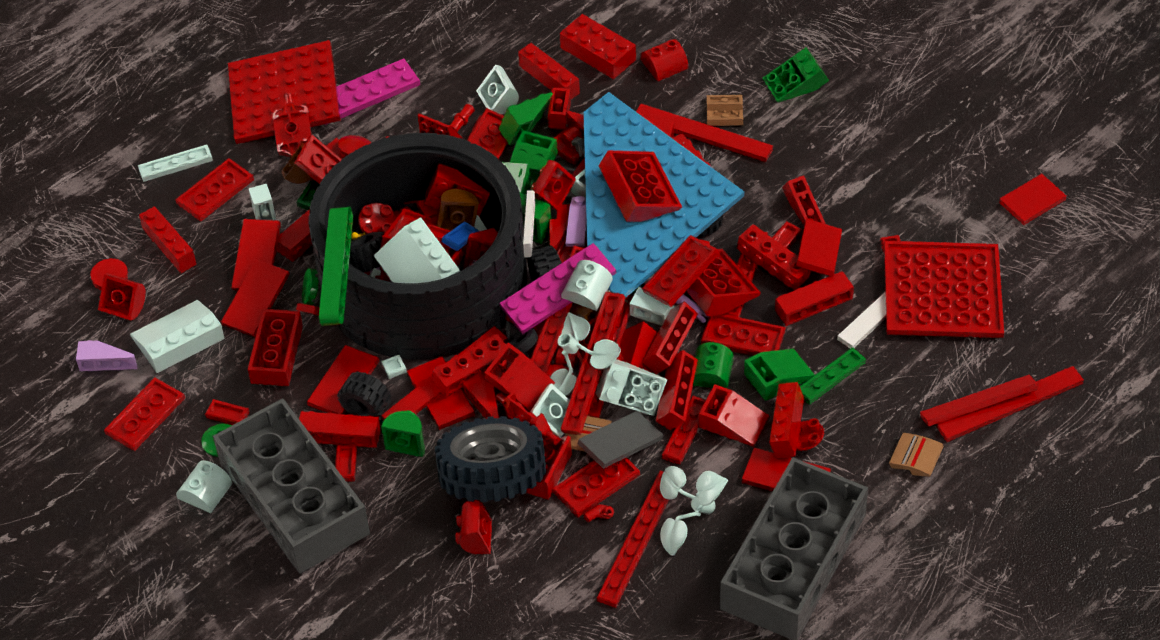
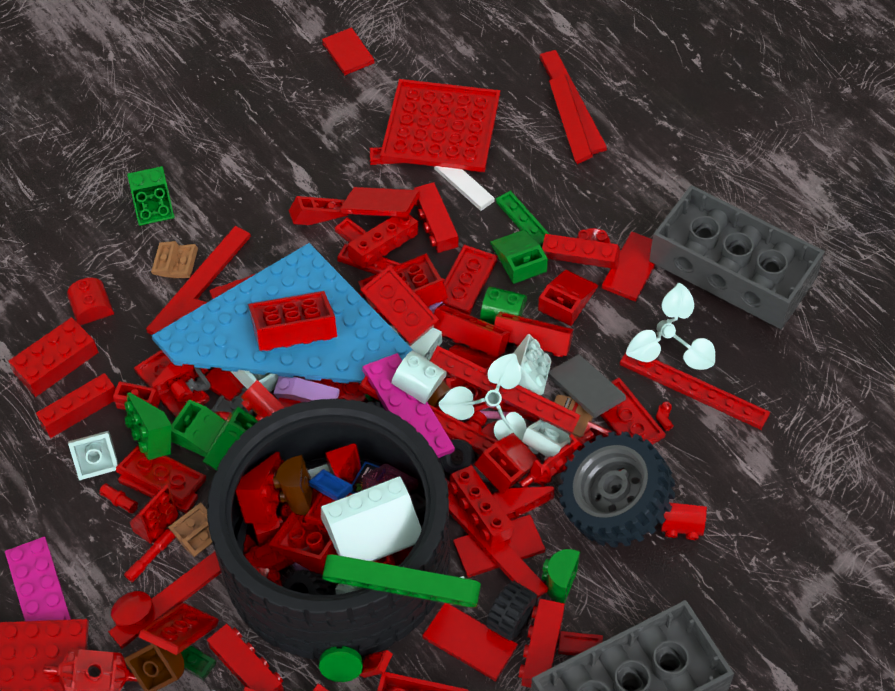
camera: 85 degrees left, 5 degrees up
(684, 433) = (581, 340): red tile -> none
(916, 454) = (621, 170): medium nougat slope -> none

